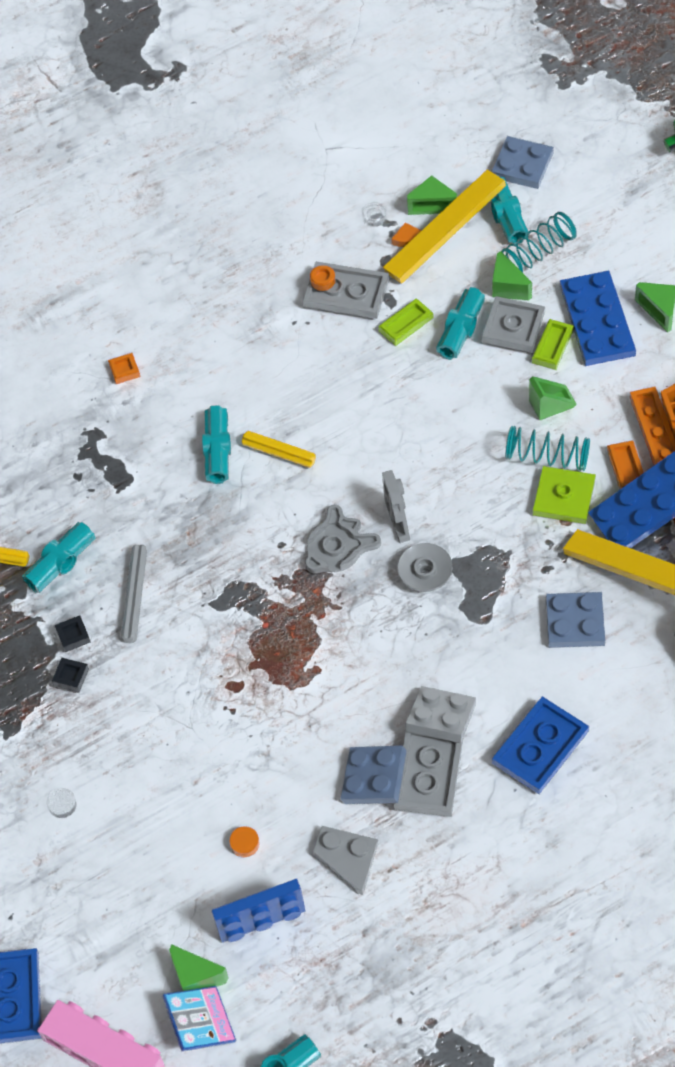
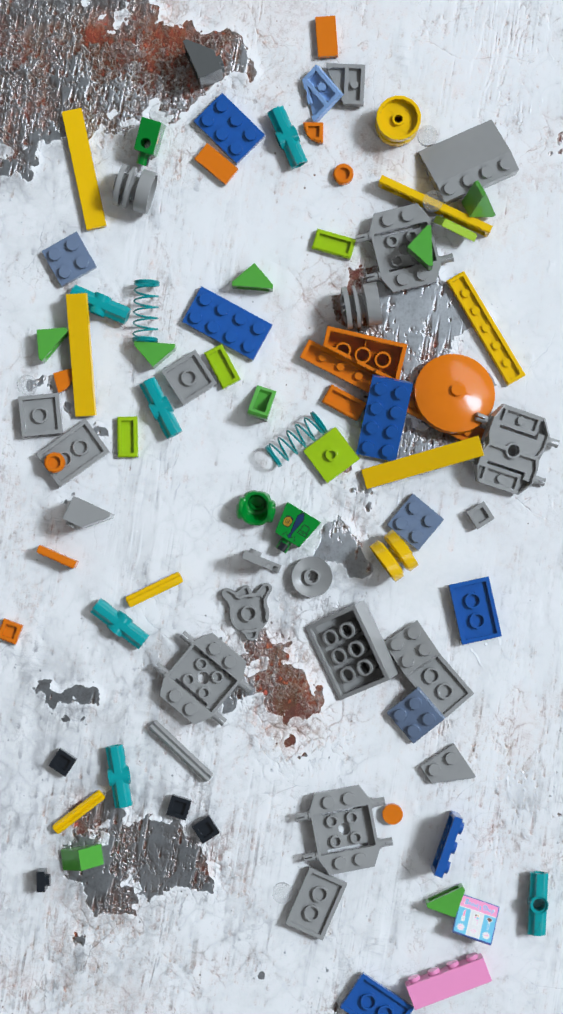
camera: 60 degrees left, 30 degrees up
(30, 500) = (62, 762): none -> black plate
(78, 841) = (316, 903): none -> light grey plate
(154, 813) = (361, 829): none -> light grey piece
(228, 535) = (212, 692): none -> light grey piece
(234, 348) = (56, 556): none -> orange tile
(296, 333) = (84, 514): none -> light grey slope
(356, 241) = (40, 415): none -> light grey plate
(386, 662) = (352, 650): none -> light grey slope
(444, 464) = (256, 508): none -> green hair
(459, 515) = (294, 527): none -> green torso
(519, 614) = (394, 555): none -> yellow wheel
(614, 115) = (84, 169): none -> yellow tile
(639, 151) = (134, 188): none -> light grey wheel
(644, 670) = (480, 515): none -> light grey plate

